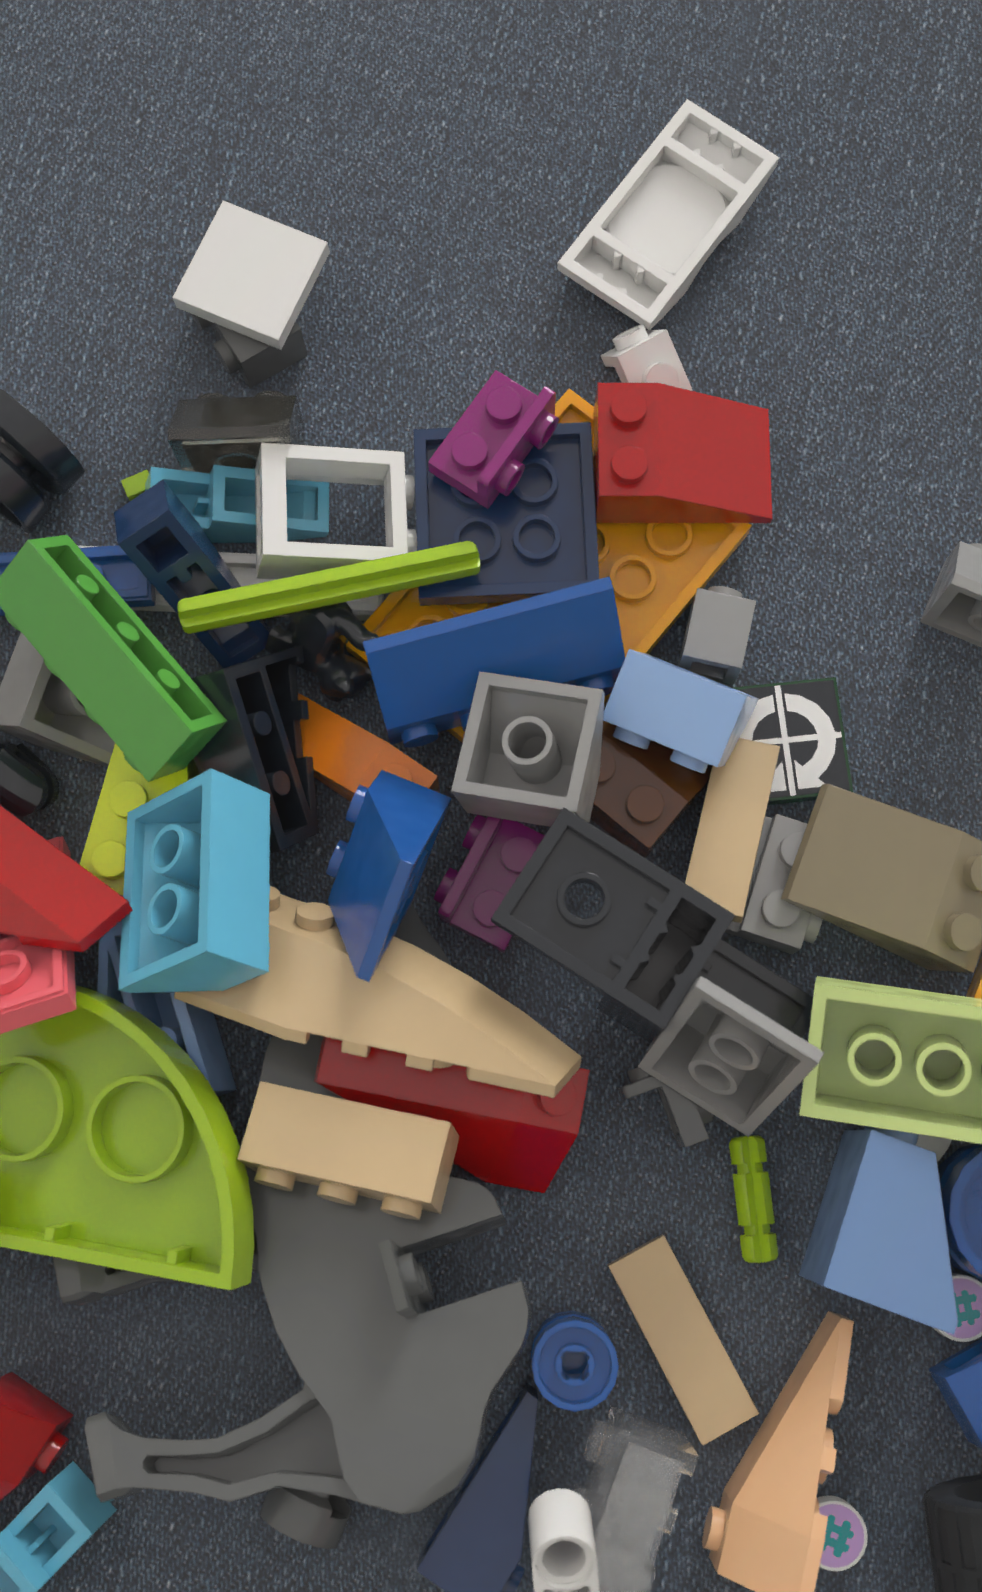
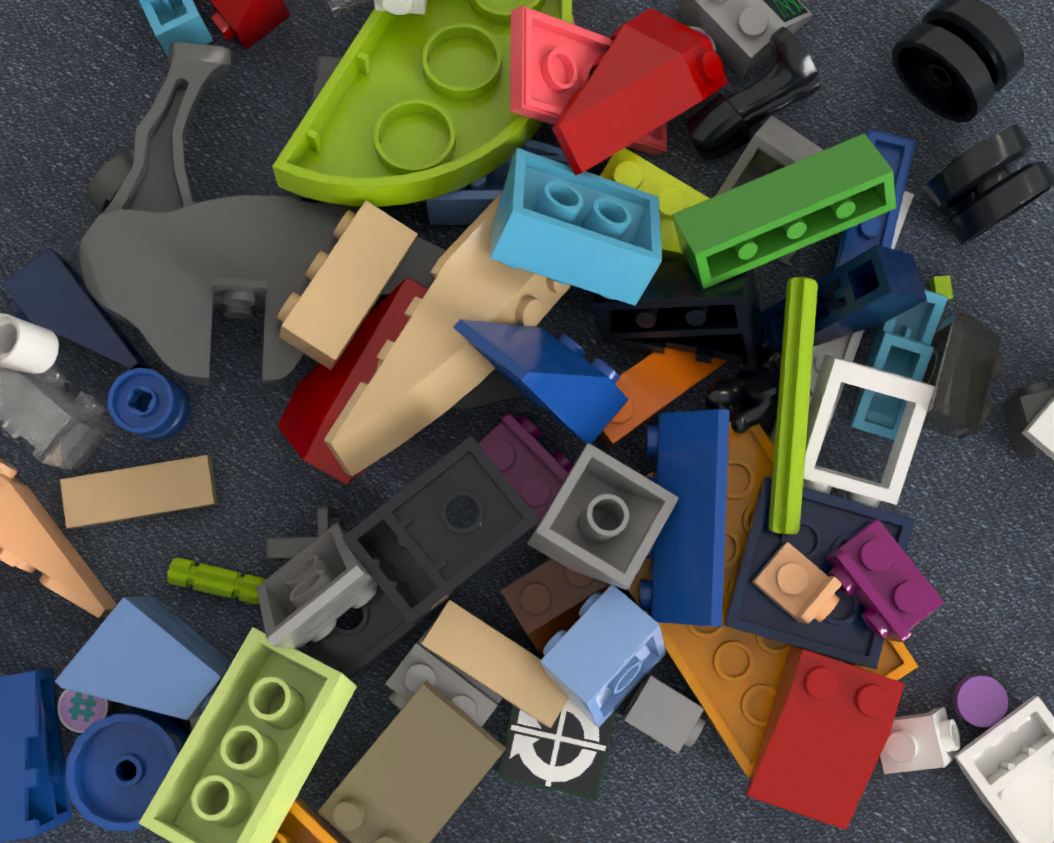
camera: 110 degrees right, 5 degrees up
(530, 523) = (798, 585): none -> light nougat bracket
(581, 322) = (980, 700): none -> medium lavender tile

